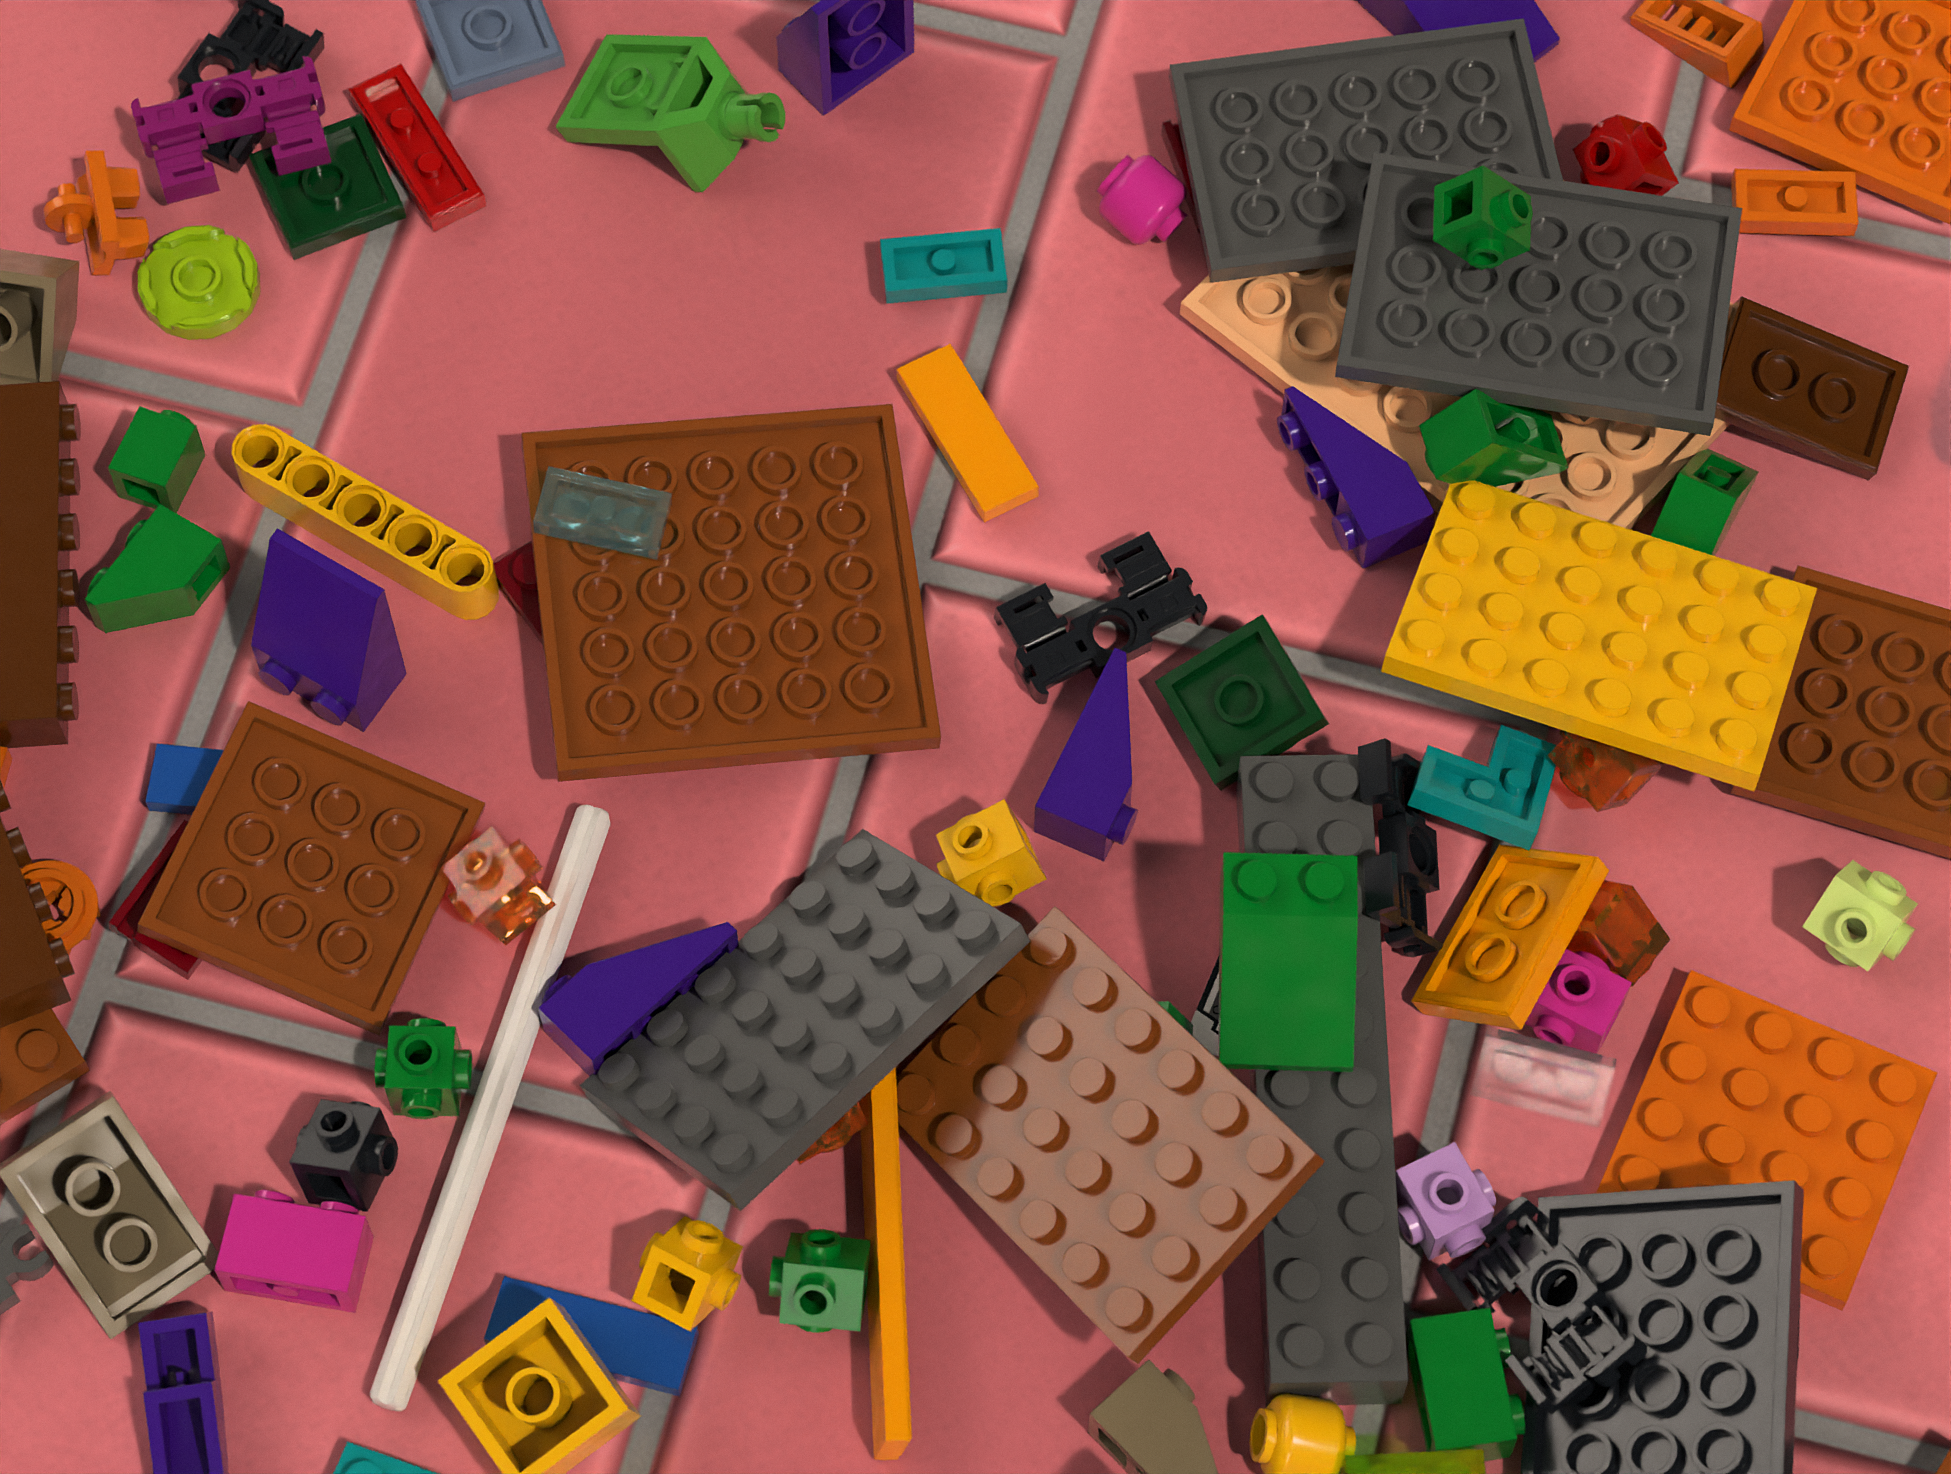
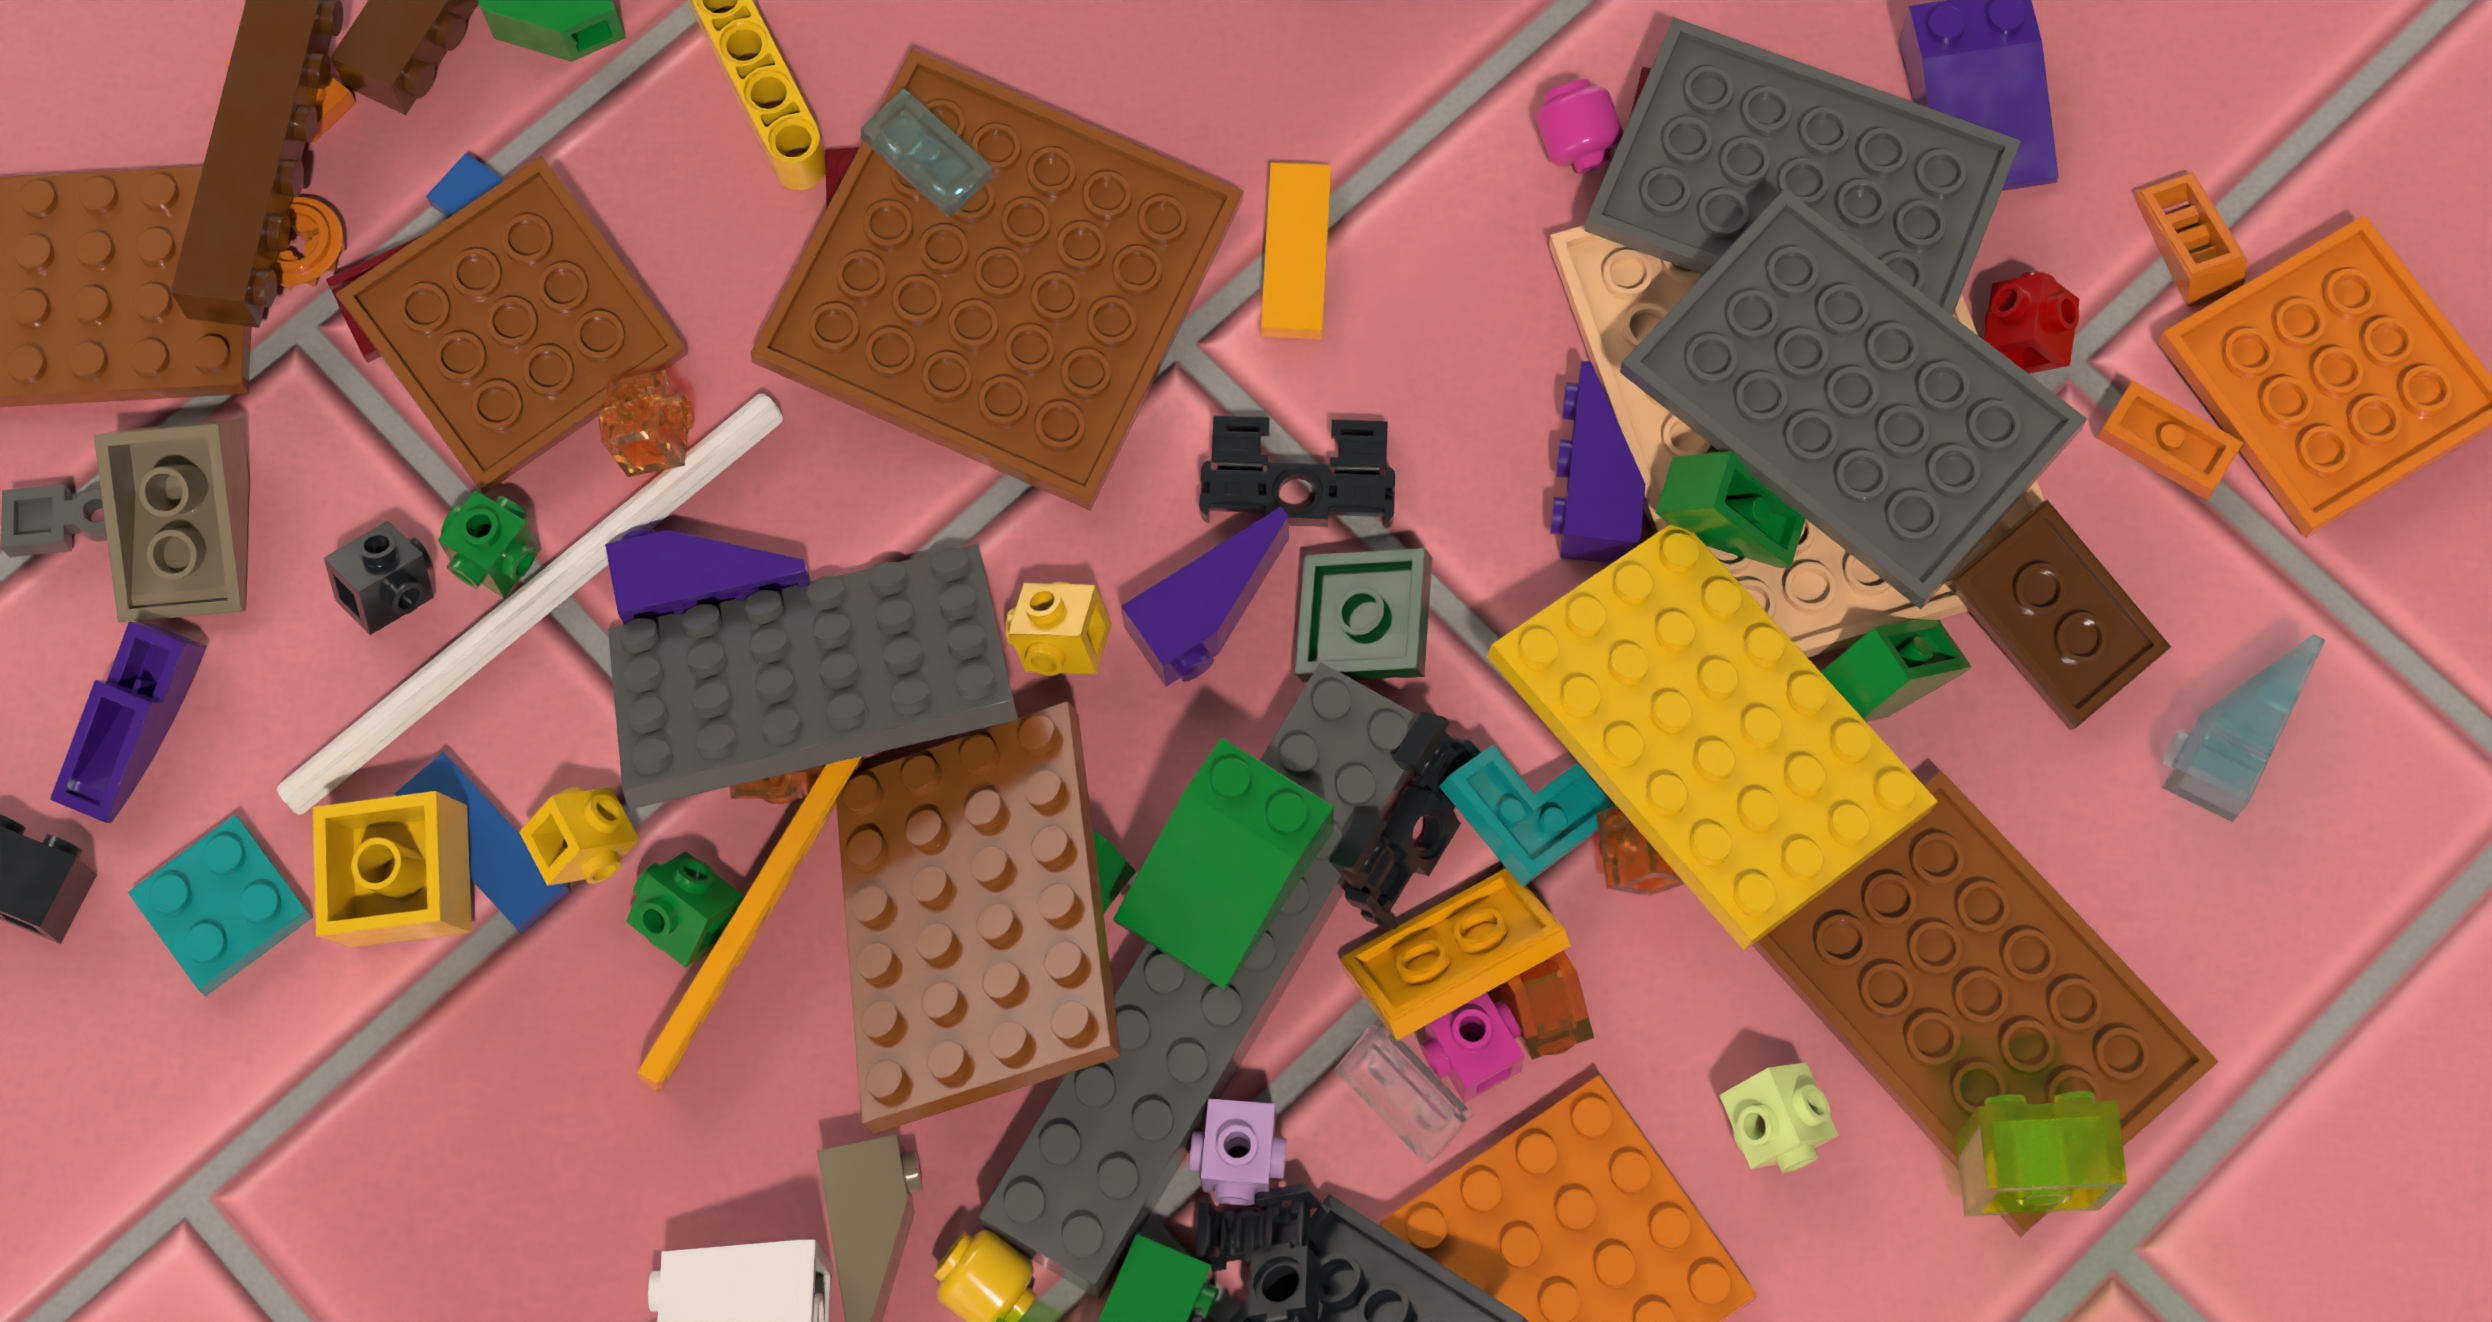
camera: 35 degrees right, 5 degrees up
(295, 1251) = (295, 634): dark pink brick -> none
(325, 634) = (637, 138): dark purple slope -> none
(943, 265) = (1371, 93): teal plate -> none
(1482, 218) = (1828, 300): green brick -> none

